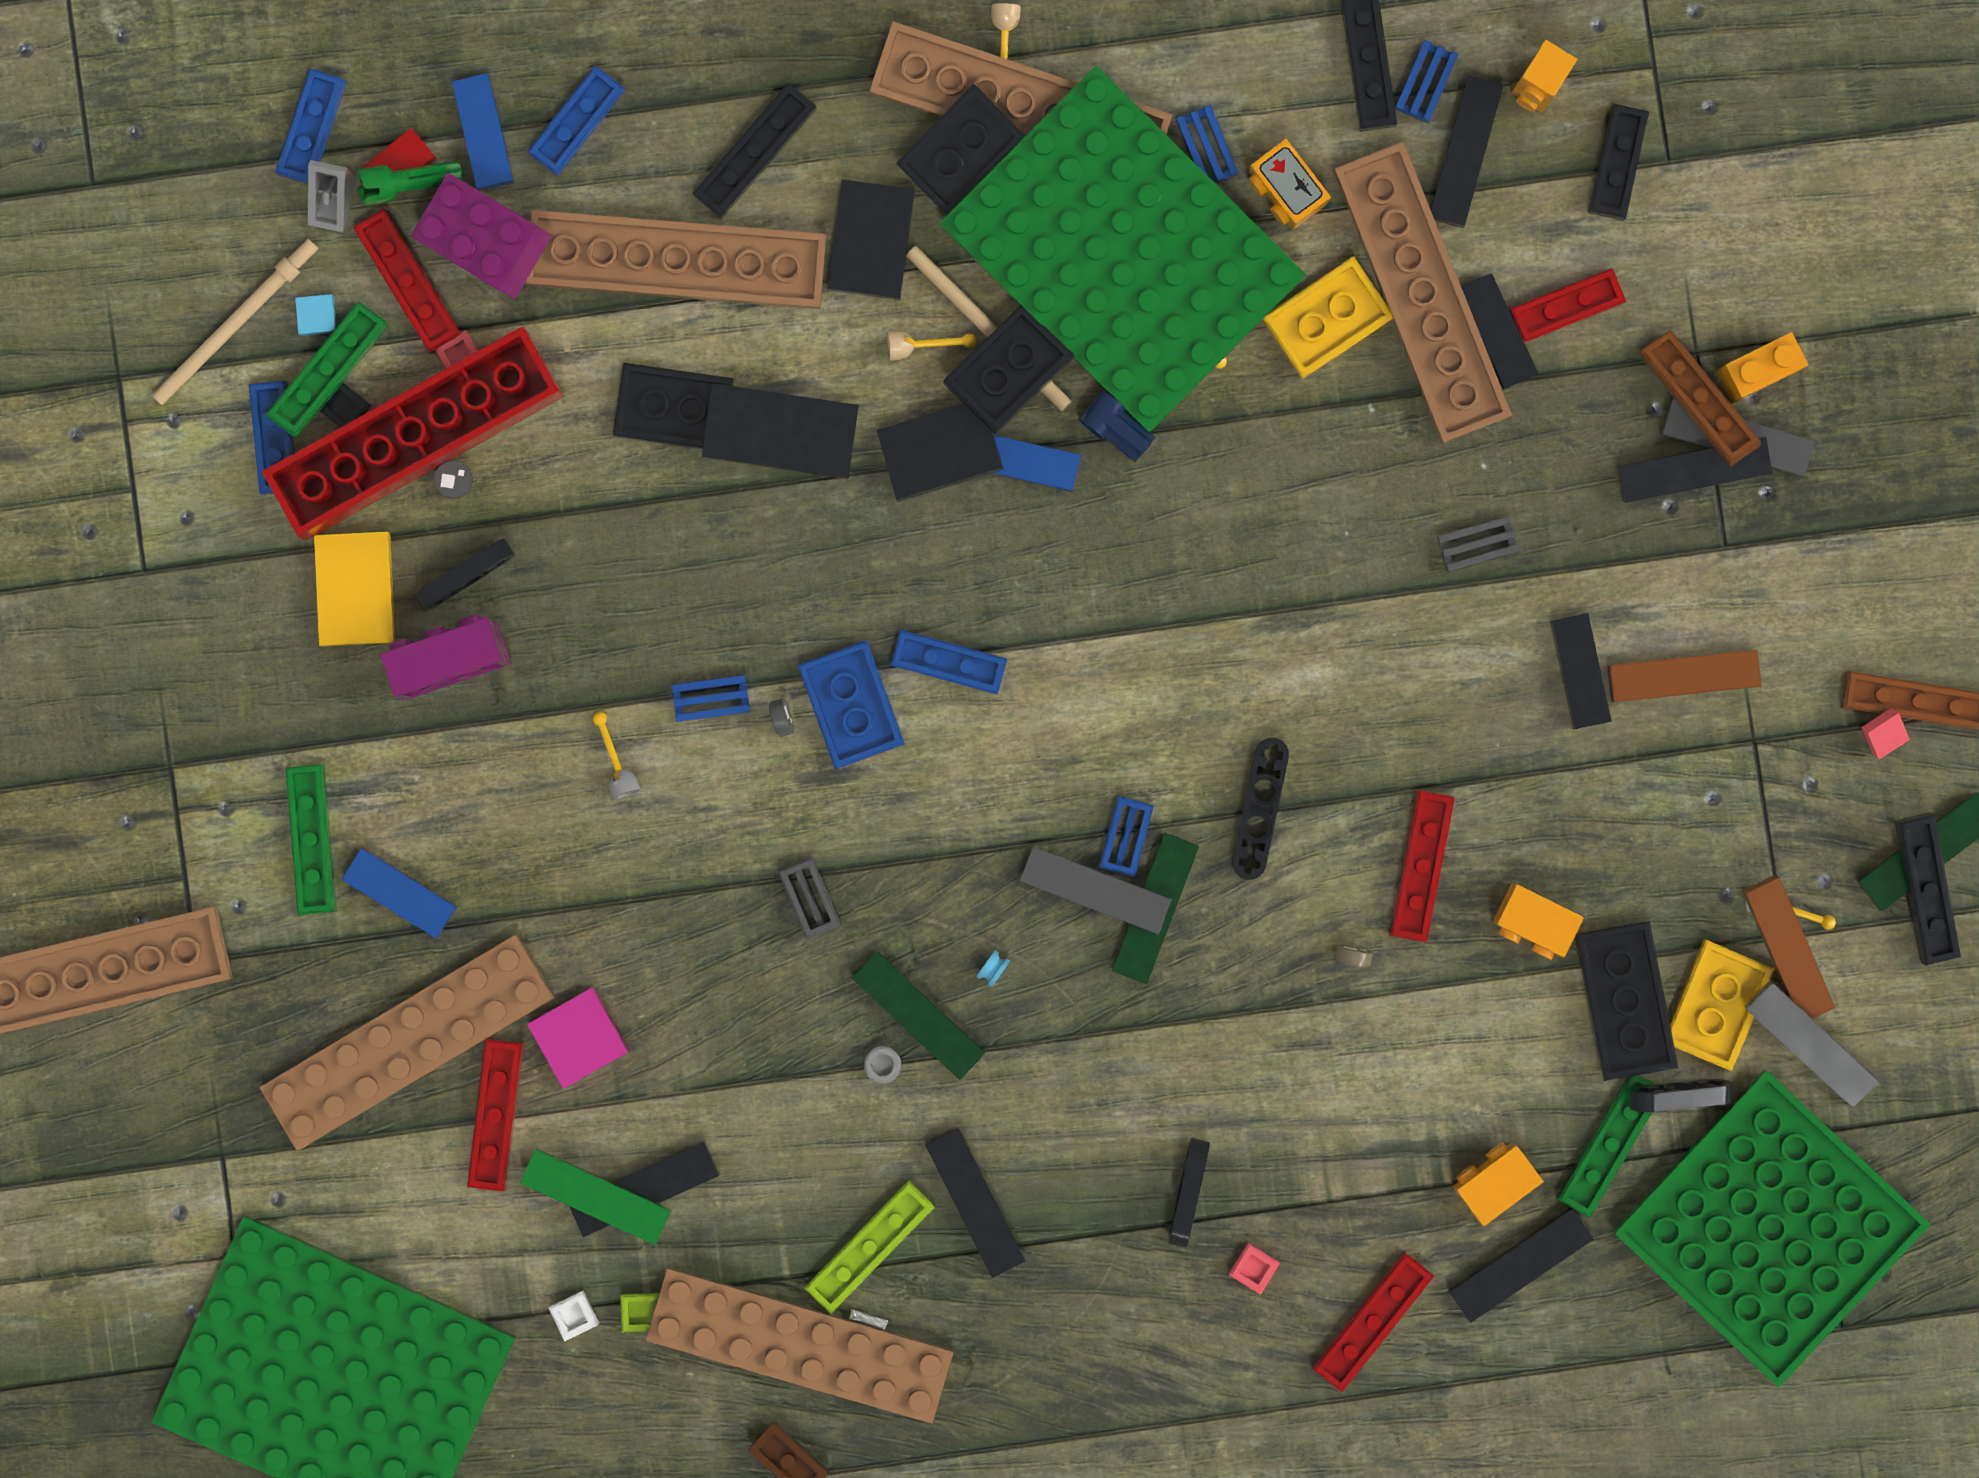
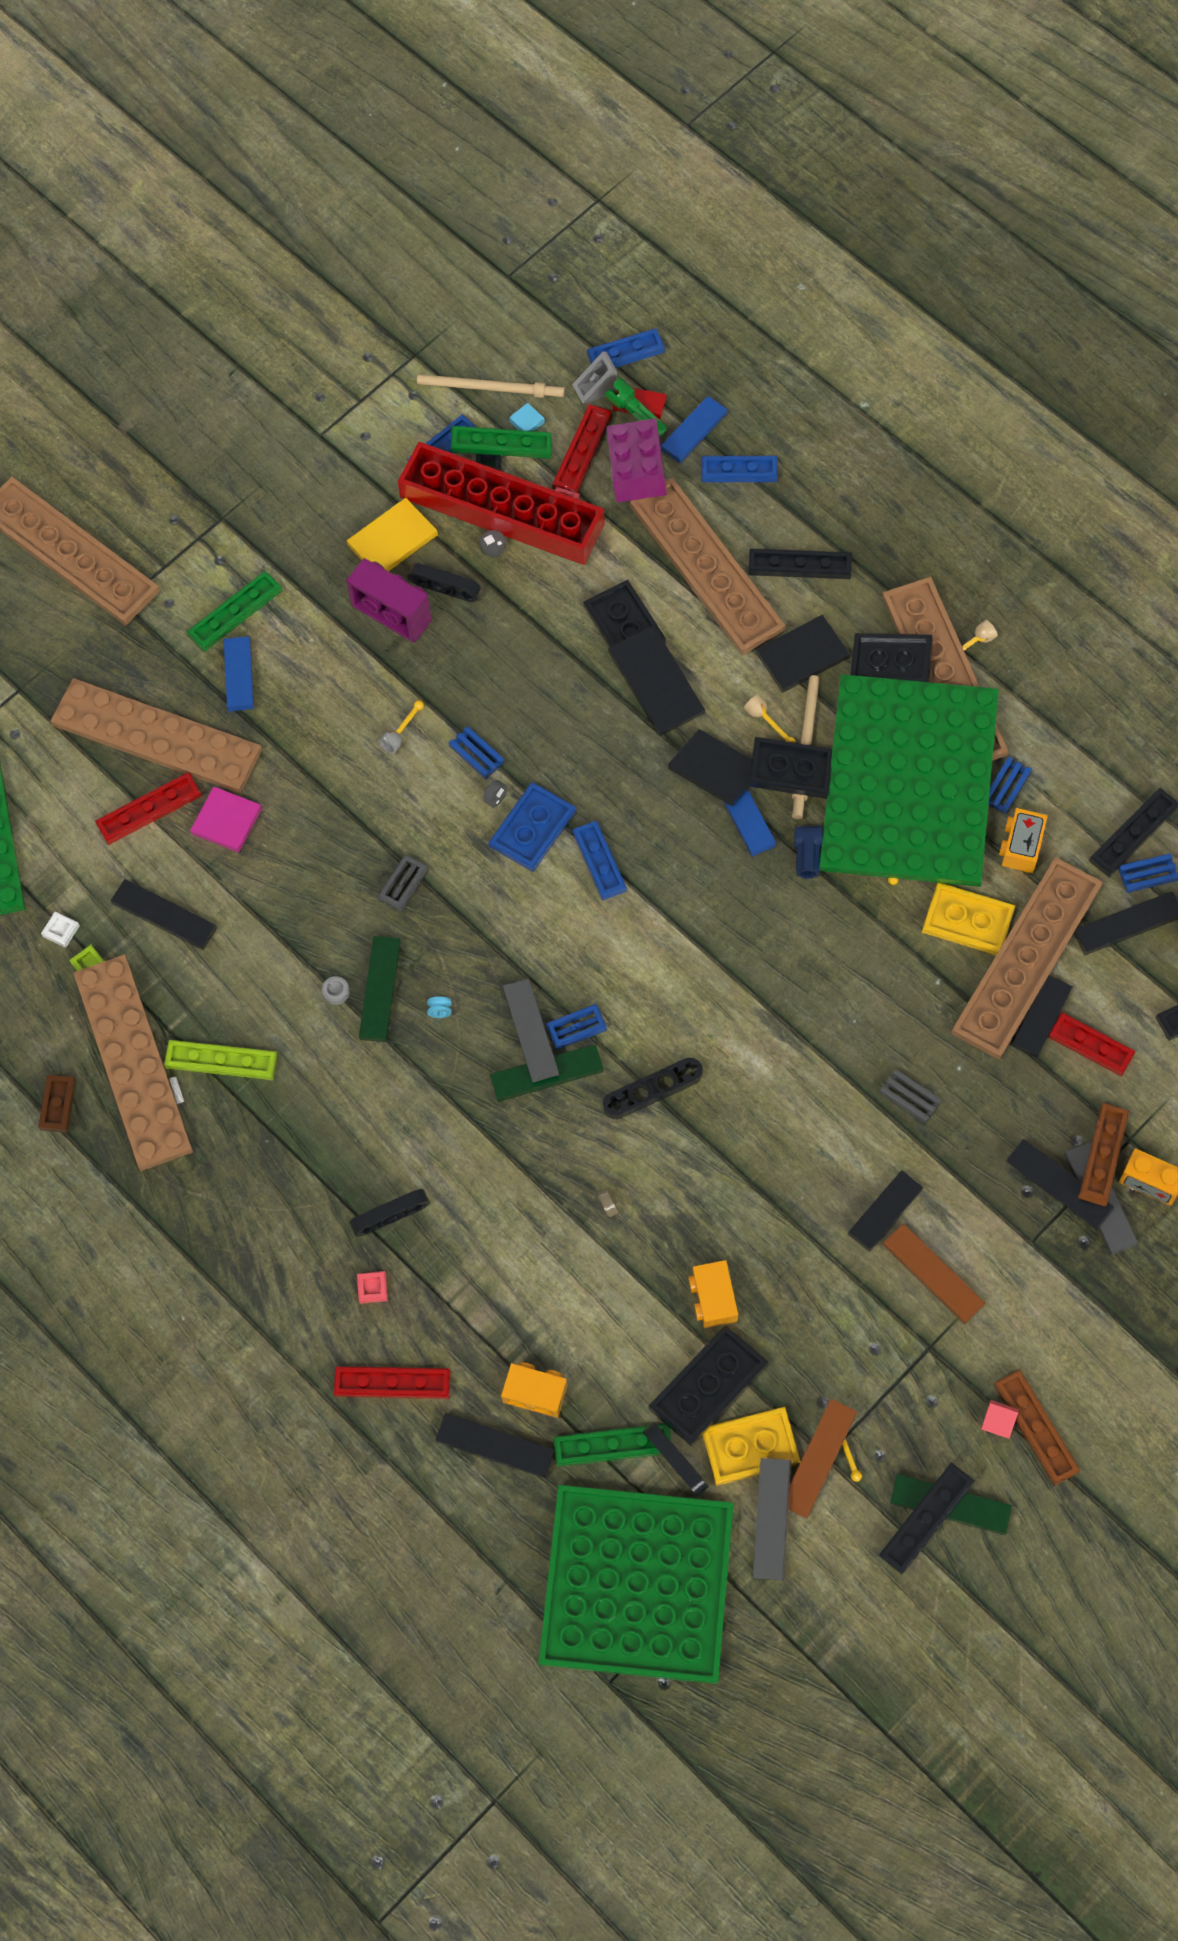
camera: 55 degrees right, 20 degrees down
(595, 1196) = (139, 888): green tile -> none
(975, 1202) = (291, 1099): black tile -> none
(1422, 866) = (693, 1206): red tile -> none

